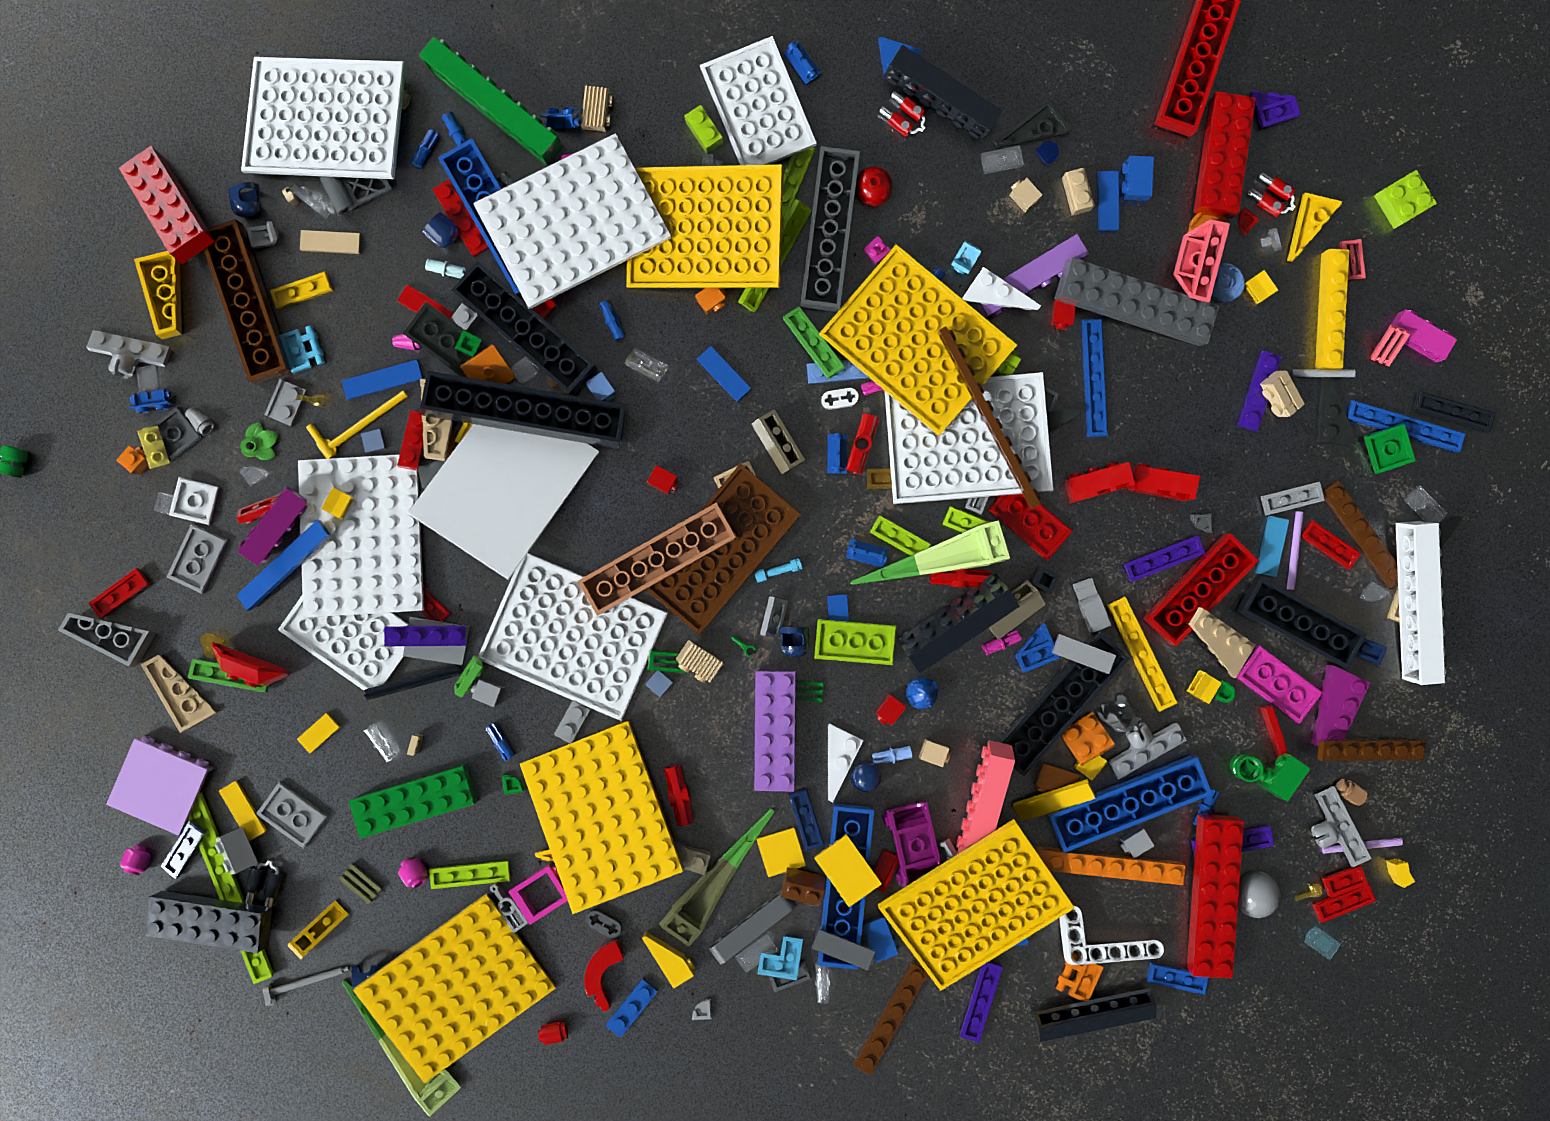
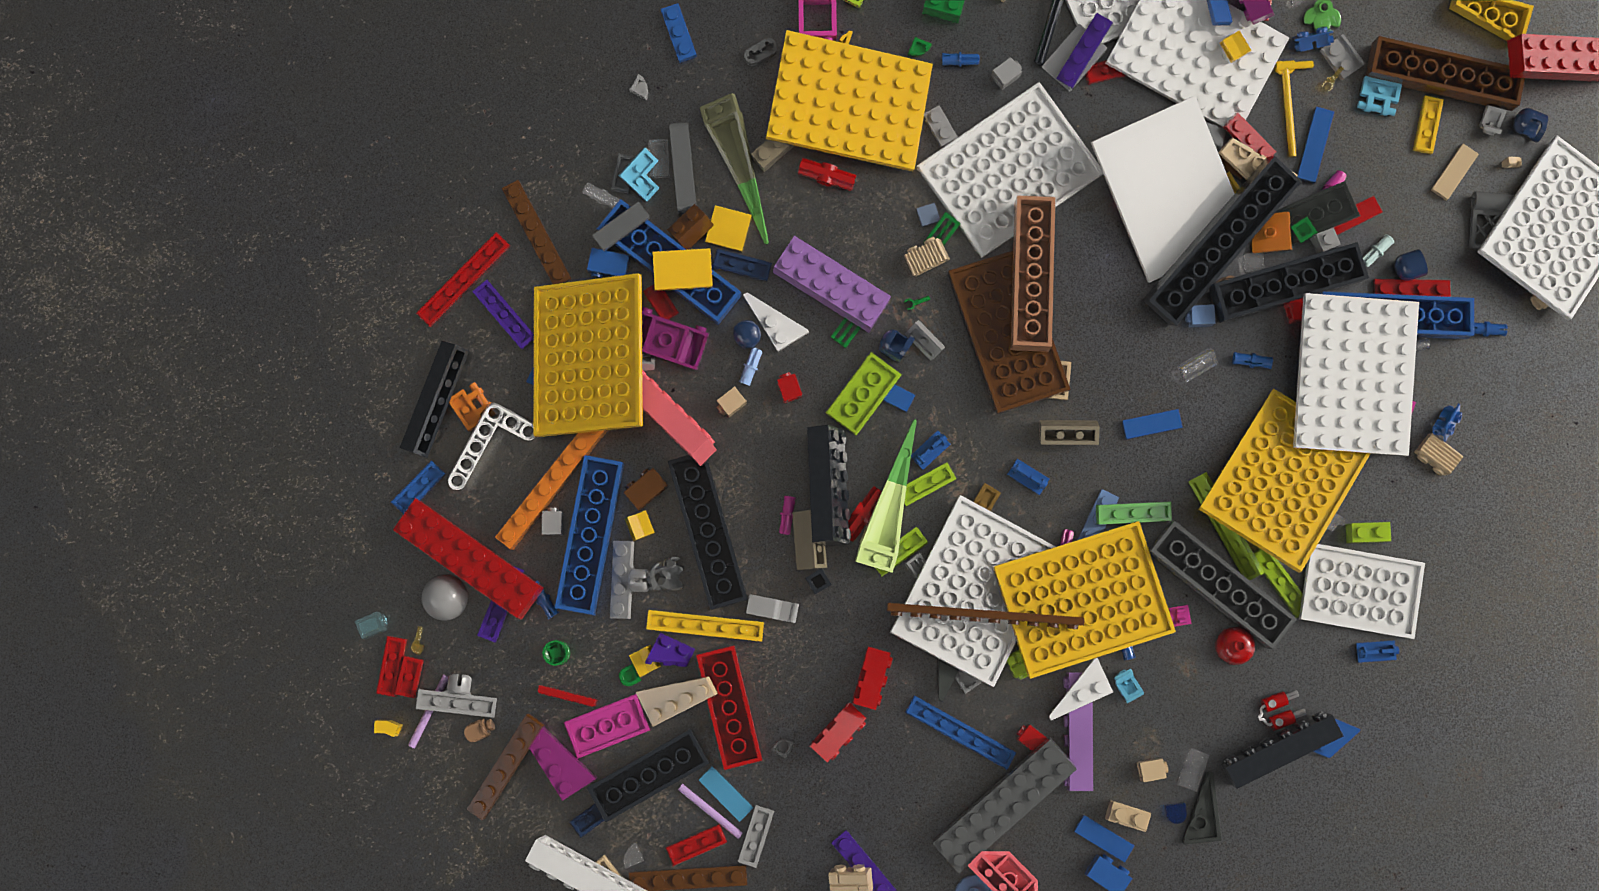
camera: 115 degrees right, 5 degrees down
(280, 432) = (1305, 39): none -> blue hinge
(318, 205) = (1505, 174): clear plate -> none
(373, 441) = (1268, 107): sand blue tile -> none
(424, 148) = (1488, 294): blue axle -> none
(466, 679) = (1032, 71): bright green plate -> none
(491, 101) = (1496, 371): green brick -> none
(605, 956) = (727, 22): red arch -> none
(663, 480) = (1094, 320): red brick -> none
(671, 961) = (695, 86): yellow slope -> none
(711, 299) = (1220, 451): orange brick -> none
(762, 574) = (957, 383): medium azure bar -> none
(838, 394) = (1077, 509): white beam -> none
(865, 431) = (1033, 511): red piece -> none
(921, 693) = (786, 422): blue helmet -> none
(972, 1057) = (462, 279): none -> red tile
(1034, 526) = (868, 603): red tile -> none
(1036, 651) = (761, 540): blue wing -> none
(1054, 800) = (631, 475): yellow tile -> none
(1083, 654) = (738, 572): light grey tile -> none
(1087, 739) = (663, 535): orange plate -> none
(1164, 558) = (772, 694): dark purple plate -> none
(1184, 670) = (670, 652): none -> dark purple wing
(1284, 777) = (530, 677): green brick -> none

